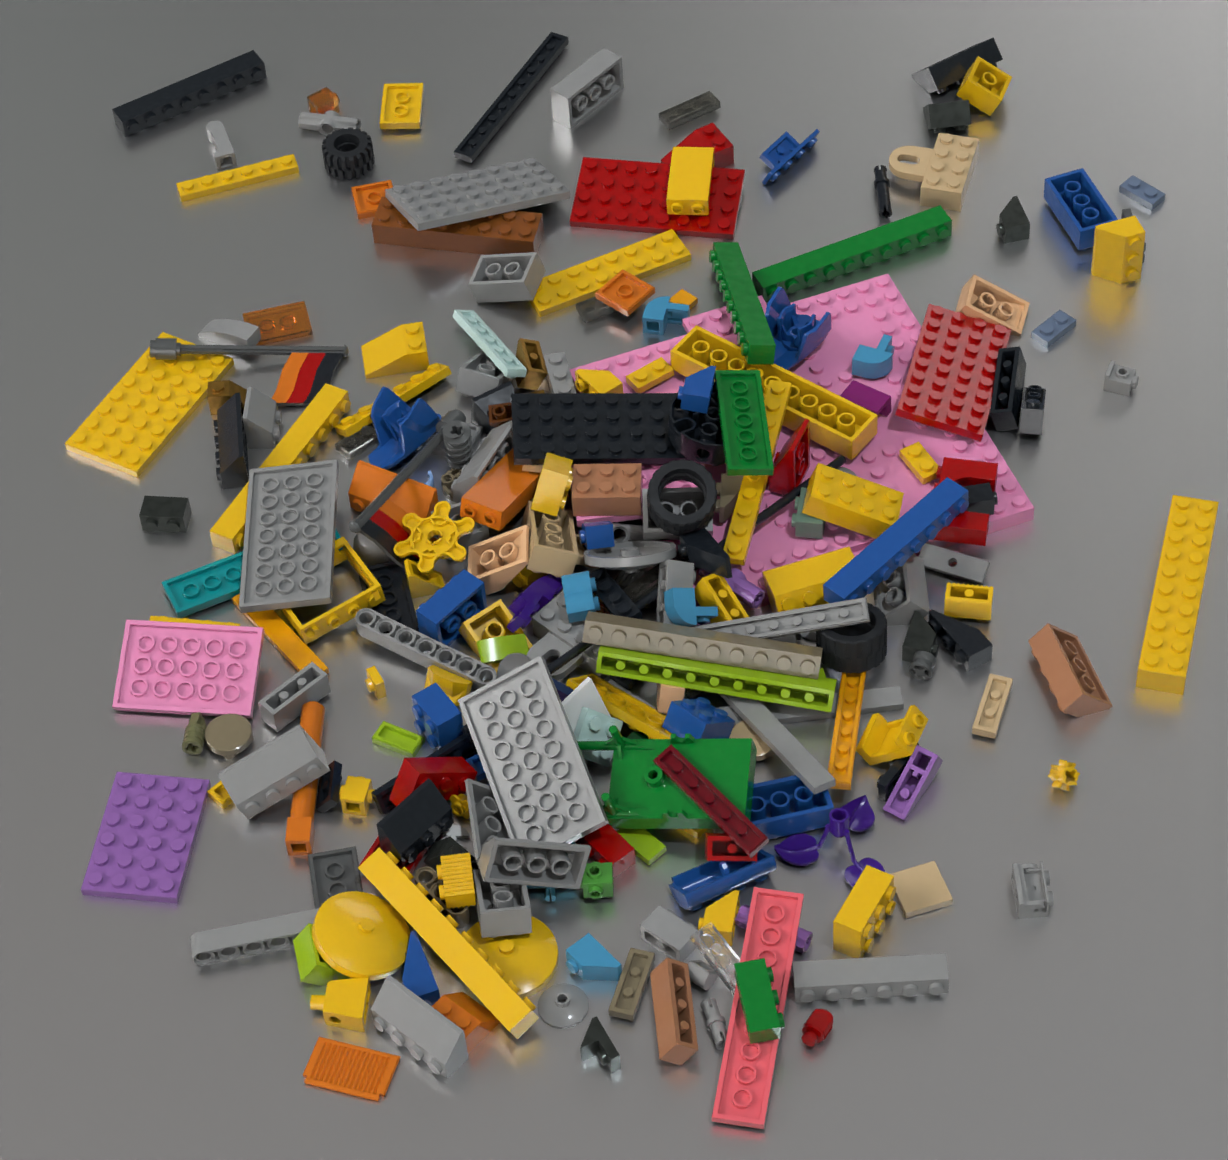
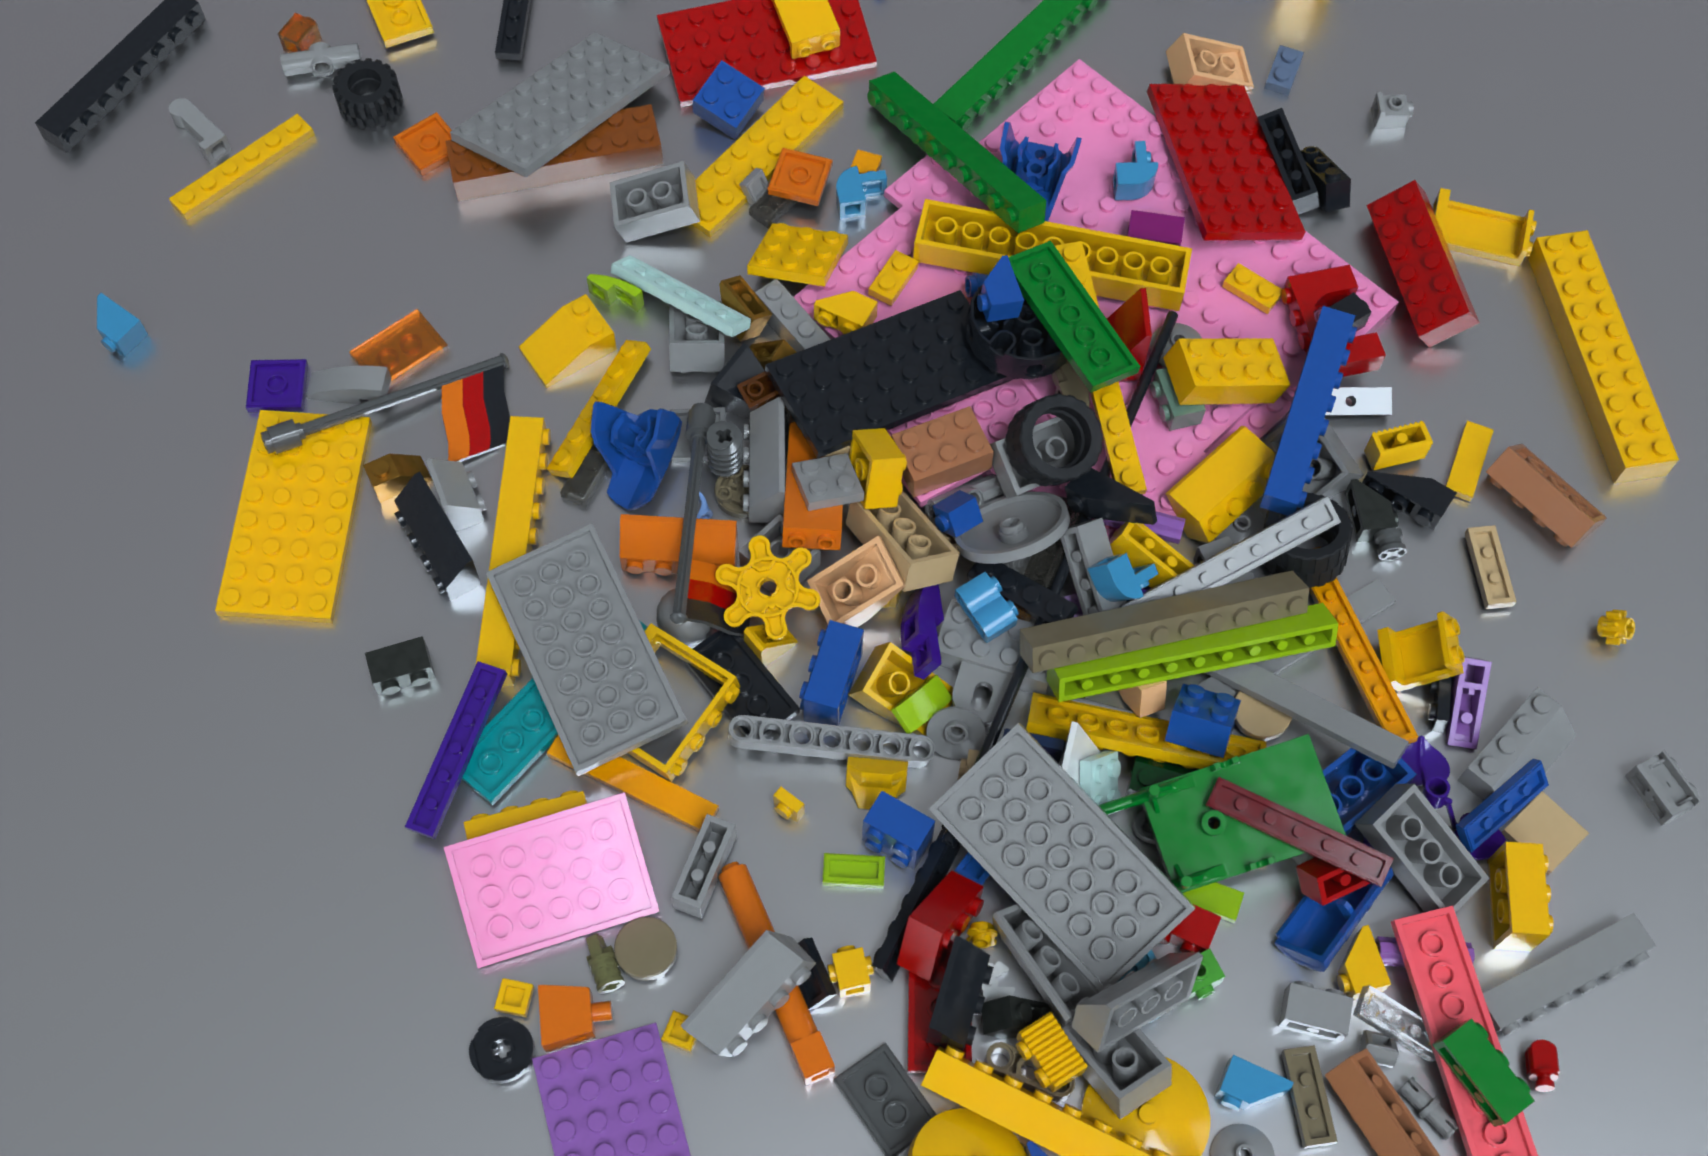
camera: 30 degrees left, 15 degrees up
(97, 253) = (118, 327): none -> dark azure slope
(101, 771) = (486, 1041): none -> black plate
(126, 733) = (514, 997): none -> yellow plate
(154, 754) = (569, 1015): none -> orange torso
(170, 571) = (456, 750): none -> dark purple plate
(183, 320) = (277, 385): none -> dark purple tile
(447, 328) = (611, 288): none -> lime slope
(513, 482) = (827, 482): none -> light grey plate
(588, 288) = (754, 185): none -> light grey tile
(591, 341) = (798, 254): none -> yellow plate
(601, 227) = (728, 100): none -> blue brick
(805, 853) = (1424, 849): none -> light grey brick
(893, 853) = (1502, 805): none -> blue tile
(932, 829) = (1534, 732): none -> light grey slope
(1017, 638) = (1469, 460): none -> yellow tile
(1067, 486) = (1422, 264): none -> red brick
(1136, 481) = (1484, 231): none -> yellow panel

